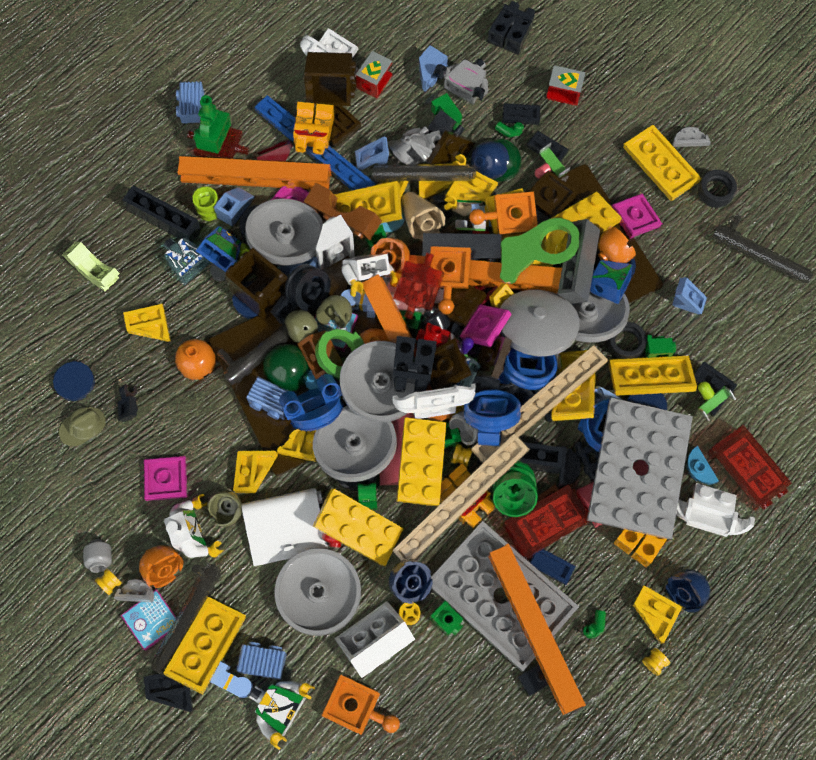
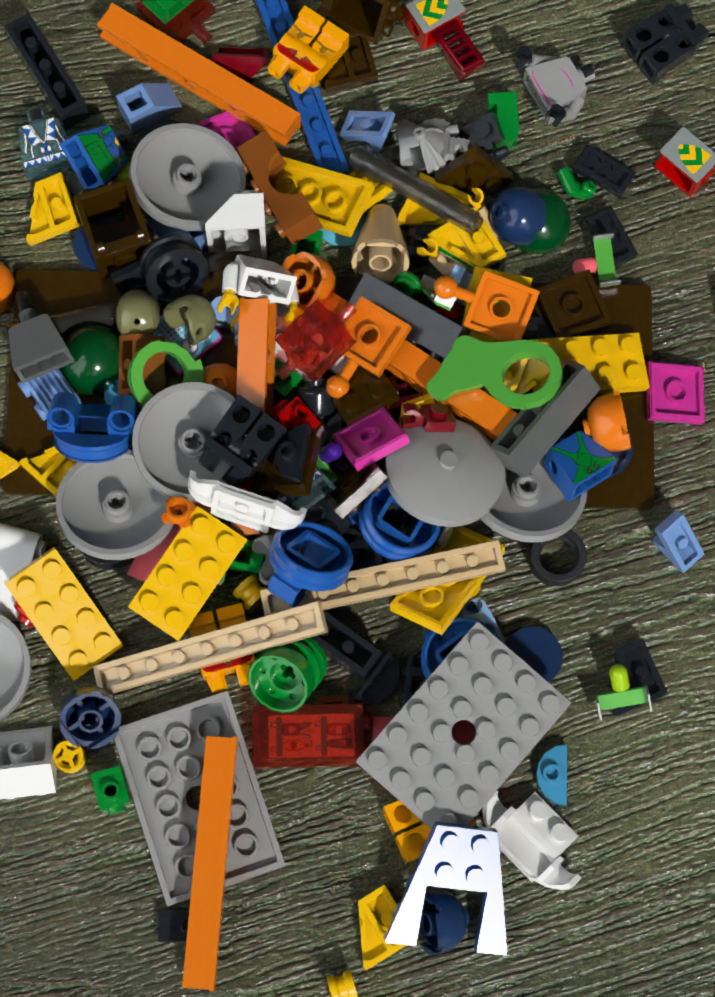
camera: 25 degrees right, 5 degrees up
(204, 202) = (109, 81): lime wheel -> none
(210, 294) = (52, 210): none -> yellow wing
(252, 373) = (36, 346): none -> dark grey torso
(367, 495) = (99, 580): green leg -> none
(394, 422) = (178, 504): none -> orange plate
(406, 84) = (460, 70): none -> dark red slope
(427, 65) = (517, 33): medium blue slope -> none
(447, 355) = (292, 452): none -> black plate
(449, 227) = (407, 283): none -> green plate
(514, 294) = (432, 417): none -> dark red plate
(553, 566) = (284, 796): dark blue tile -> none
(597, 627) = (294, 904): green arm -> none
(652, 375) = (562, 620): yellow plate -> none
(659, 347) = (595, 589): green brick -> none
(683, 544) = (456, 859): none -> wing
(751, 467) = (617, 811): clear red panel -> none

